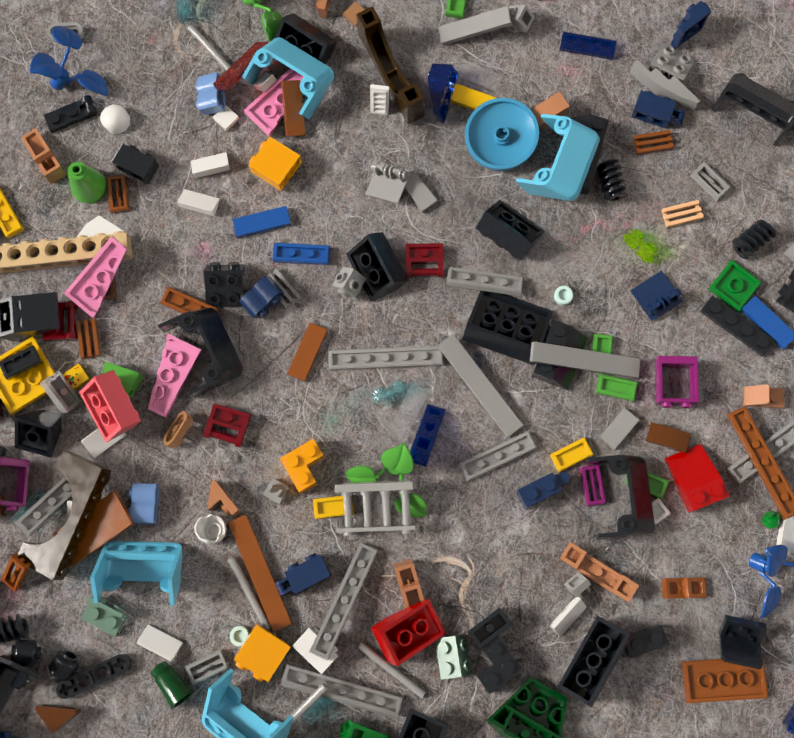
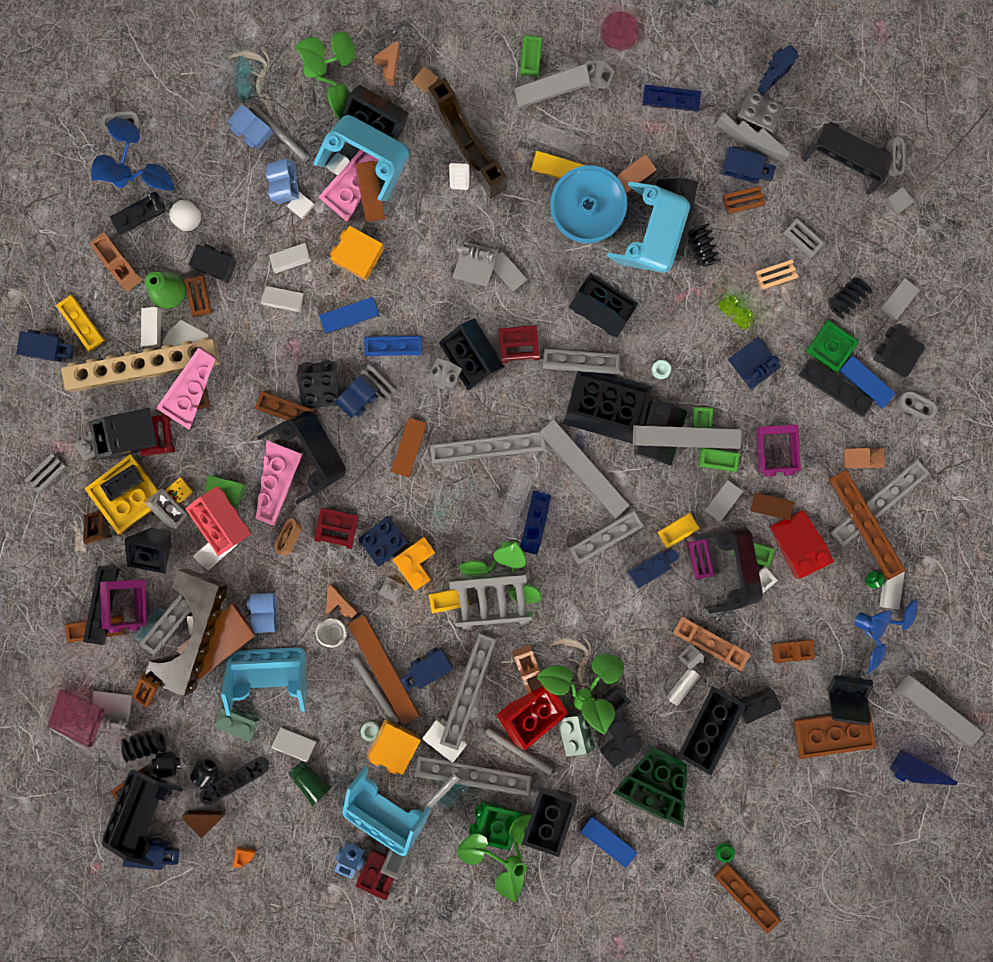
camera: 10 degrees left, 10 degrees up
(69, 218) = (151, 327): none -> white slope
(86, 323) = (189, 433): dark orange tile -> none
(186, 44) = (248, 125): none -> medium blue brick
(191, 674) = (327, 770): light grey tile -> none
(235, 72) = (308, 153): clear red tile -> none
(272, 442) = (383, 541): none -> dark blue hinge
(396, 388) = (487, 485): clear light blue plate -> none
(441, 86) = (522, 155): clear blue slope -> none
(475, 629) = (597, 713): none -> bright green plant

